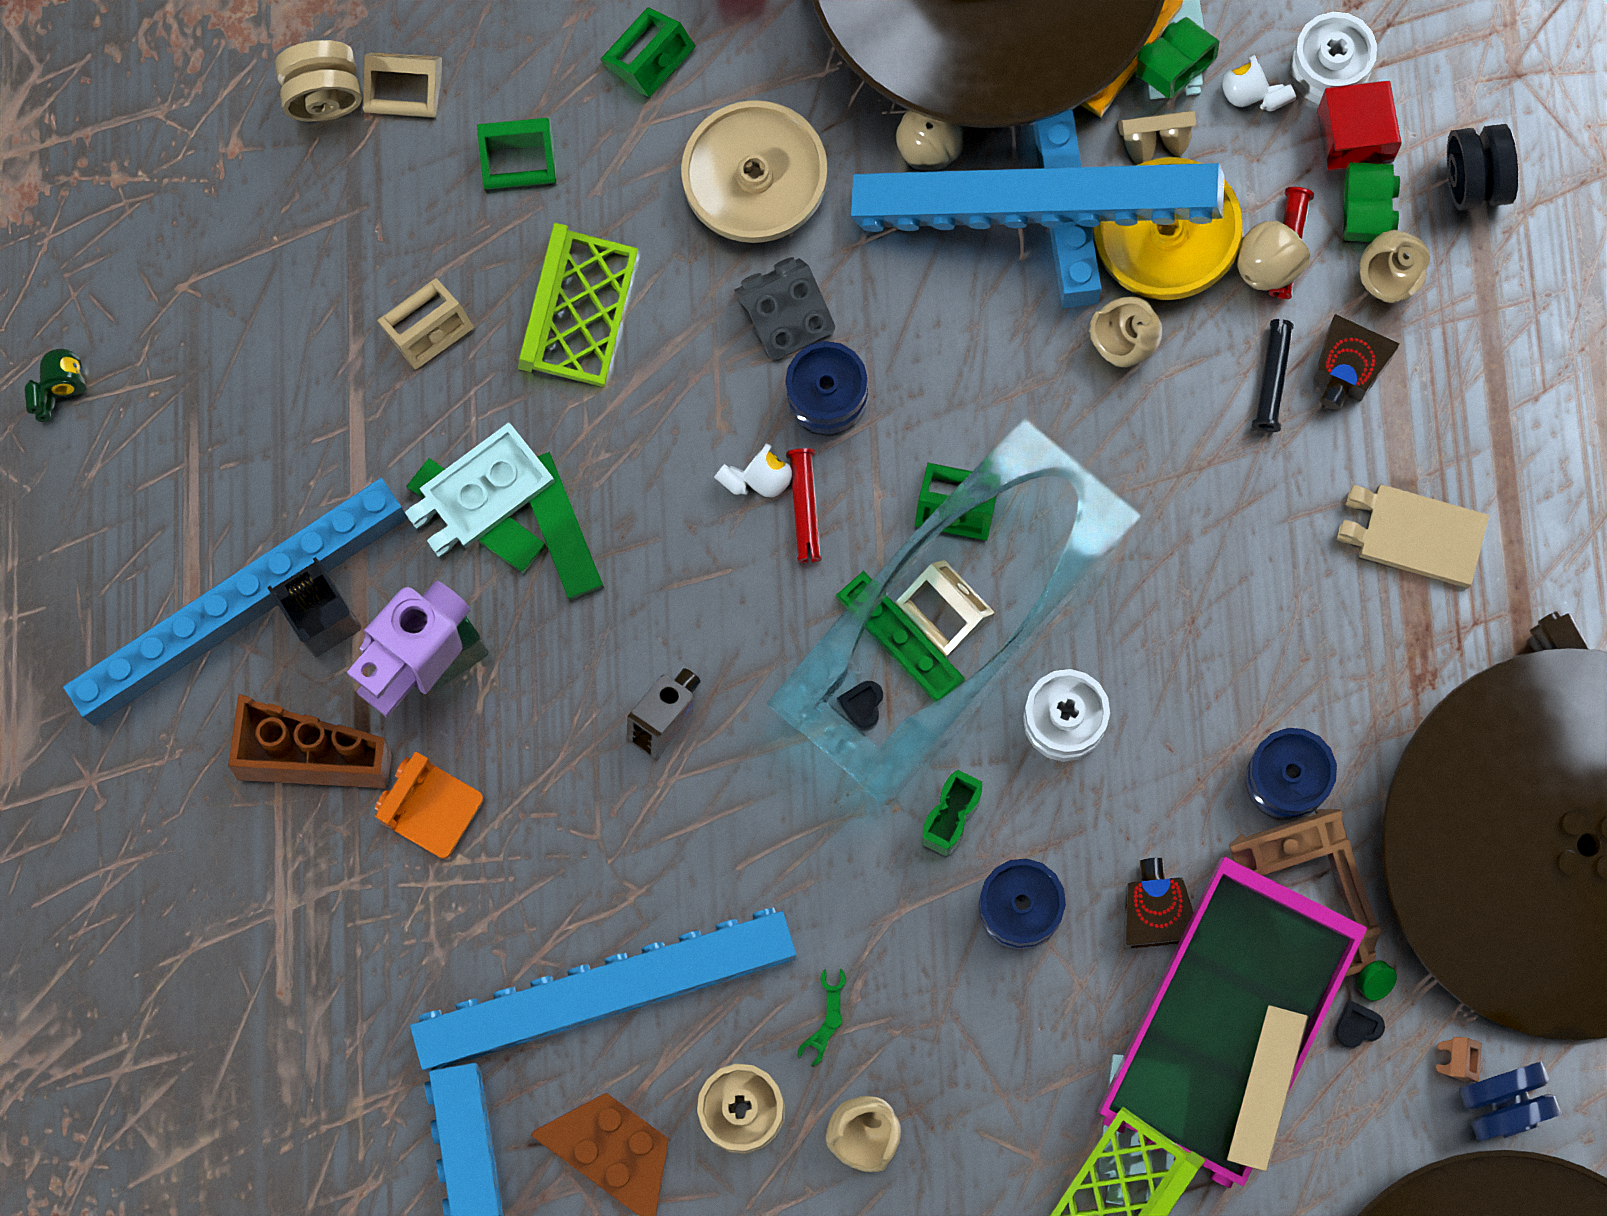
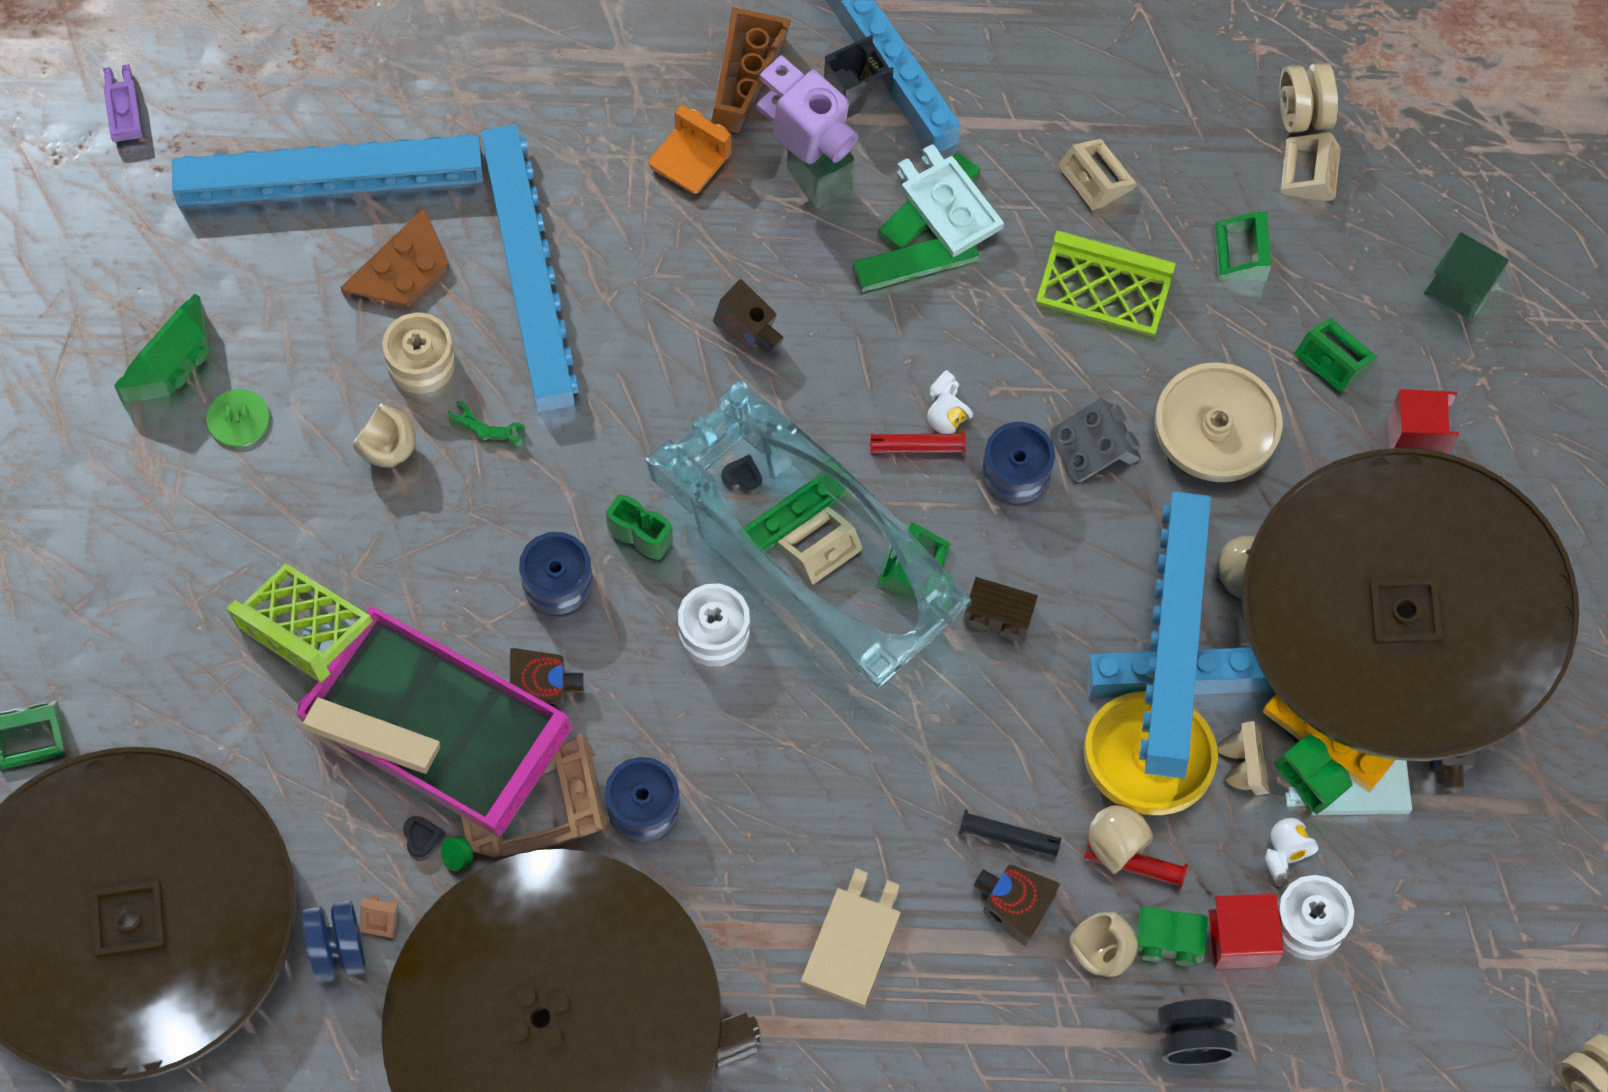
camera: 85 degrees right, 10 degrees down
(1008, 397) = (1000, 609): none -> dark brown brick
(1119, 332) = (1055, 706): tan piece -> none

